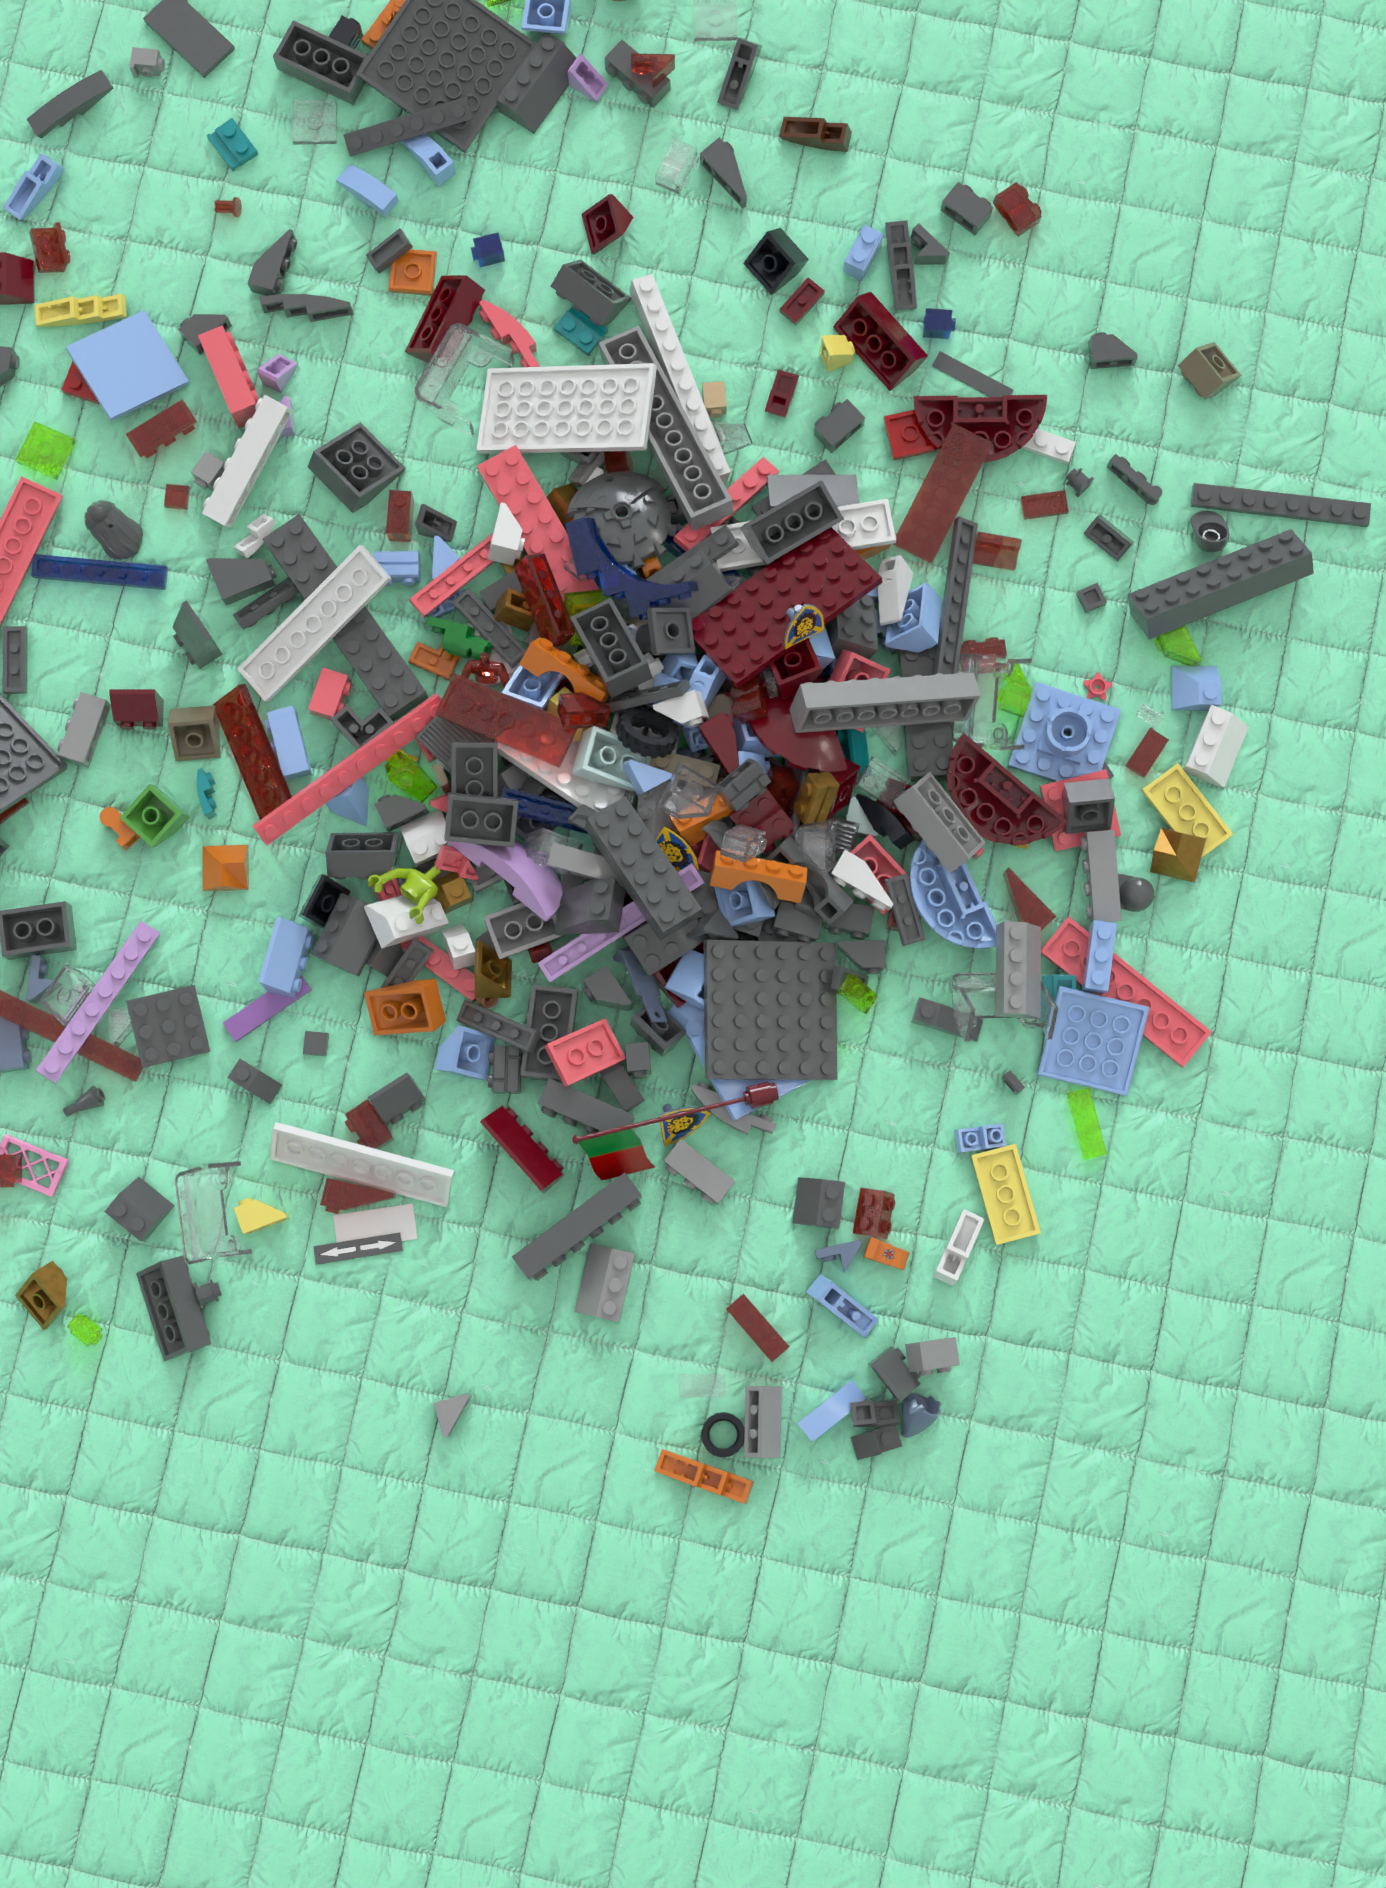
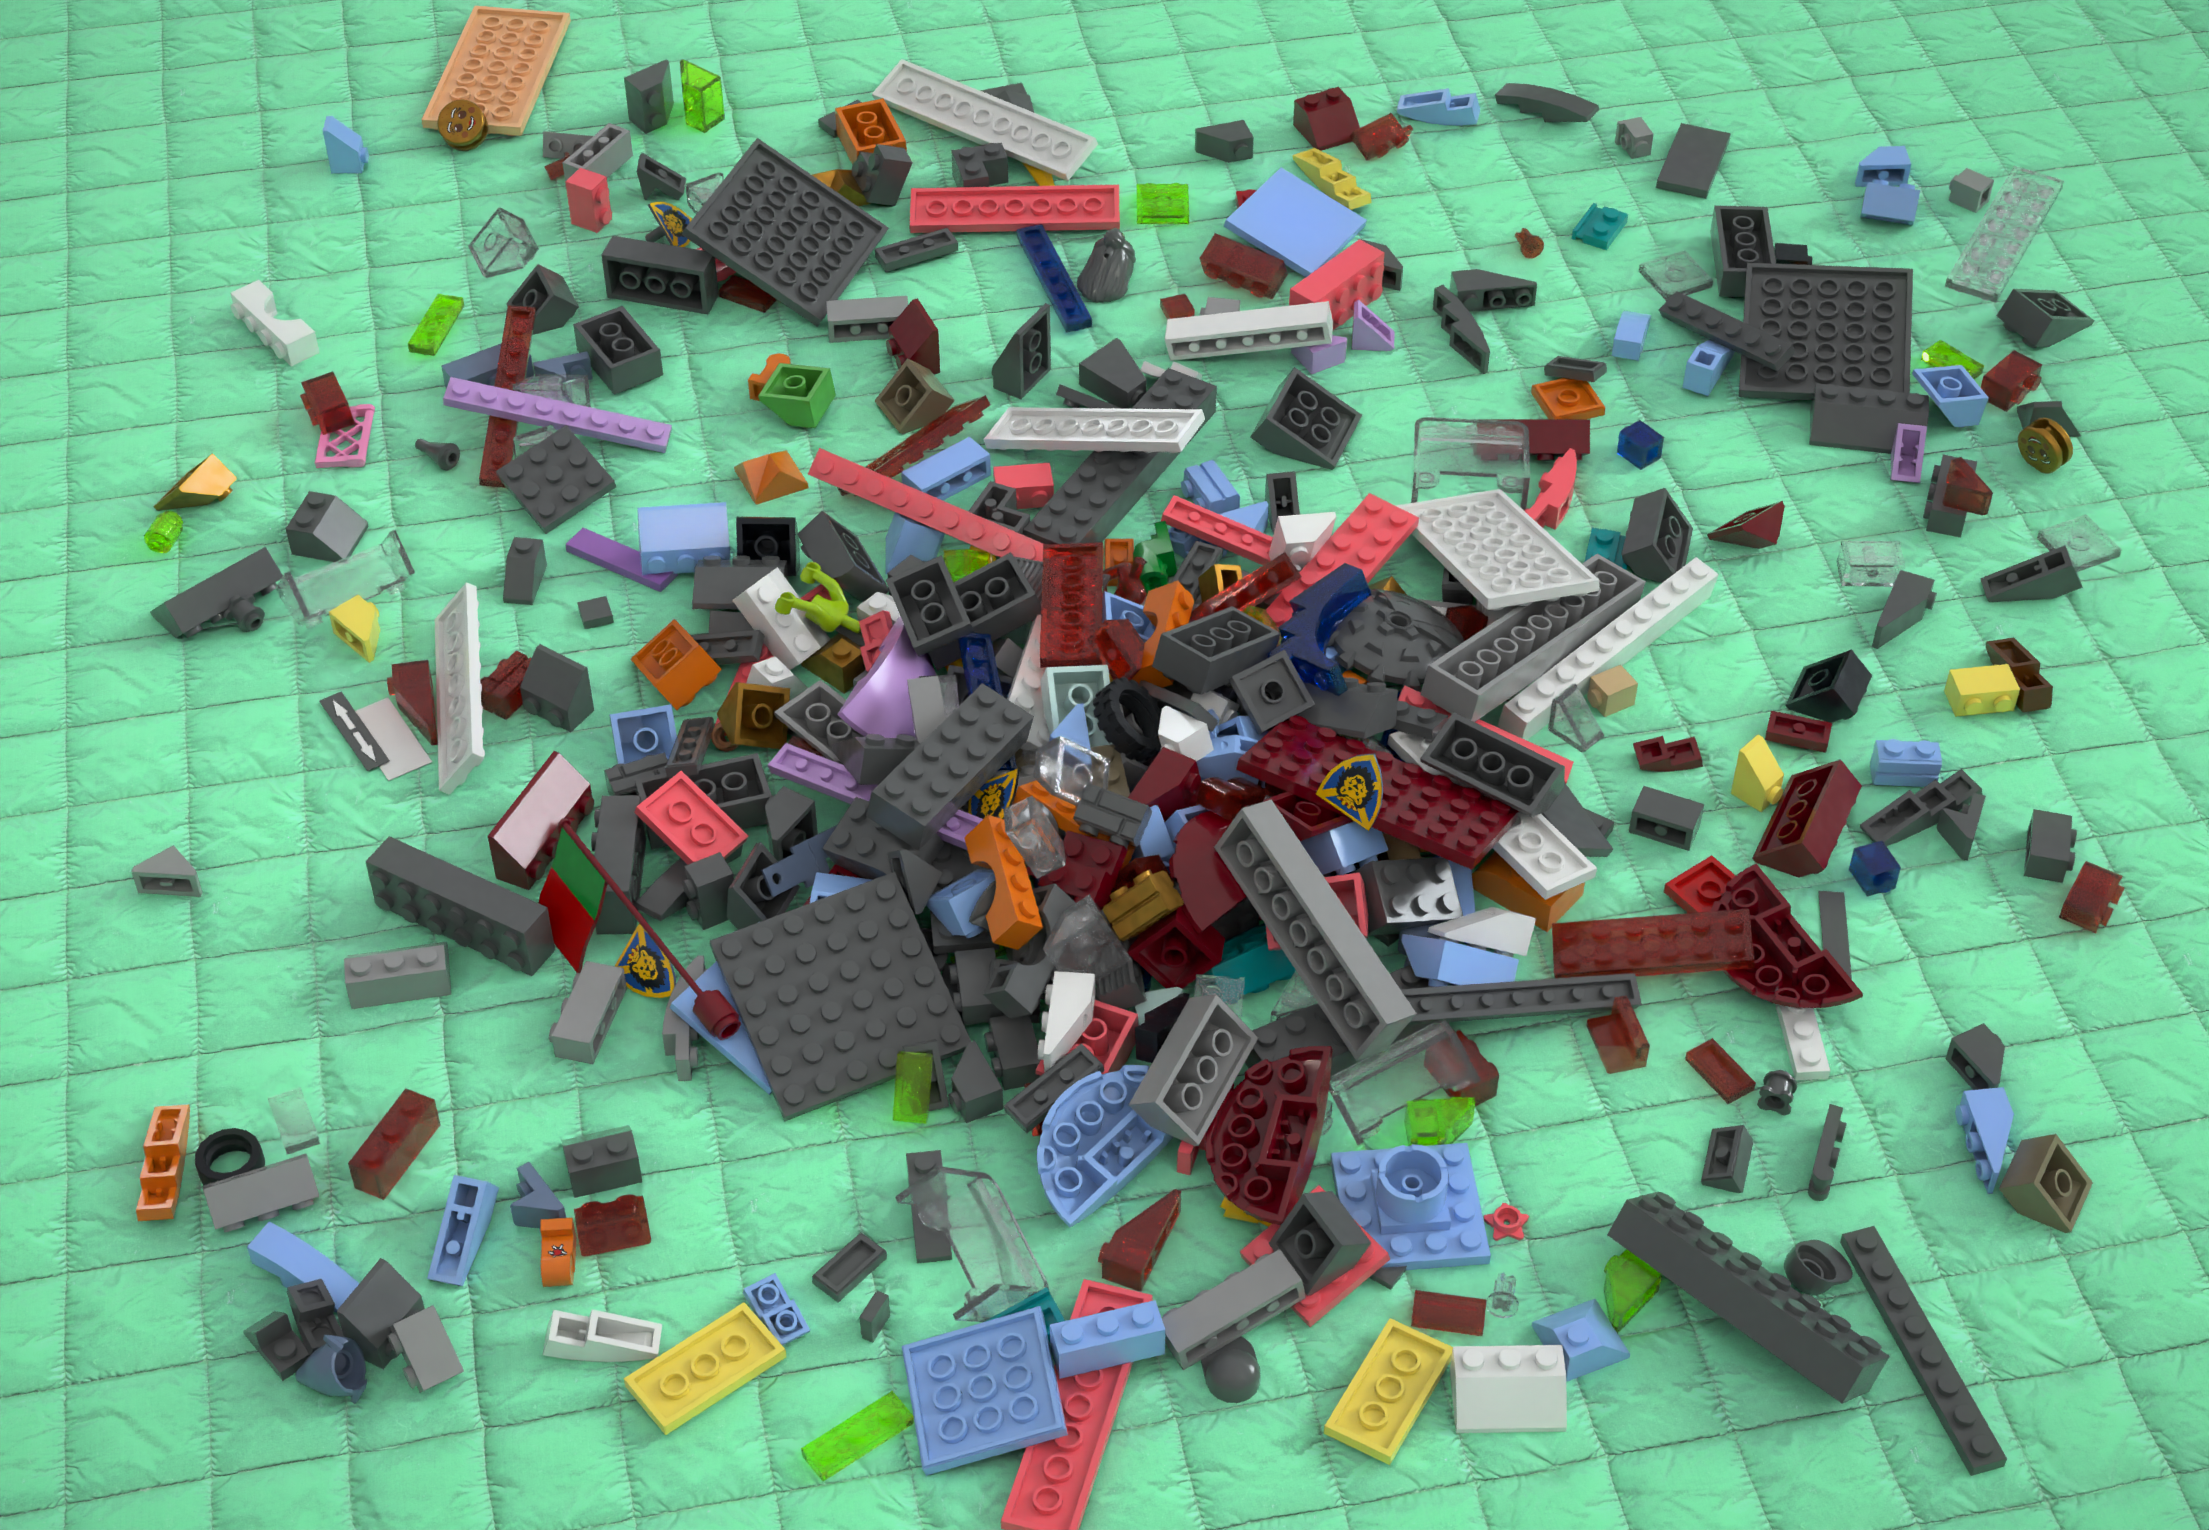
camera: 65 degrees right, 35 degrees down
(205, 788) = (850, 425): teal slope -> none
(400, 515) = (1277, 461): clear red brick -> none
(821, 166) = (1981, 690): none -> light yellow brick
(965, 1083) = (849, 1267): none -> dark grey tile
(1018, 970) = (1036, 1238): light grey slope -> none
(1091, 597) = (1628, 1168): dark grey tile -> none
(1158, 377) = (1987, 1124): none -> light blue slope
(1177, 855) = (1316, 1392): pearl gold slope -> none

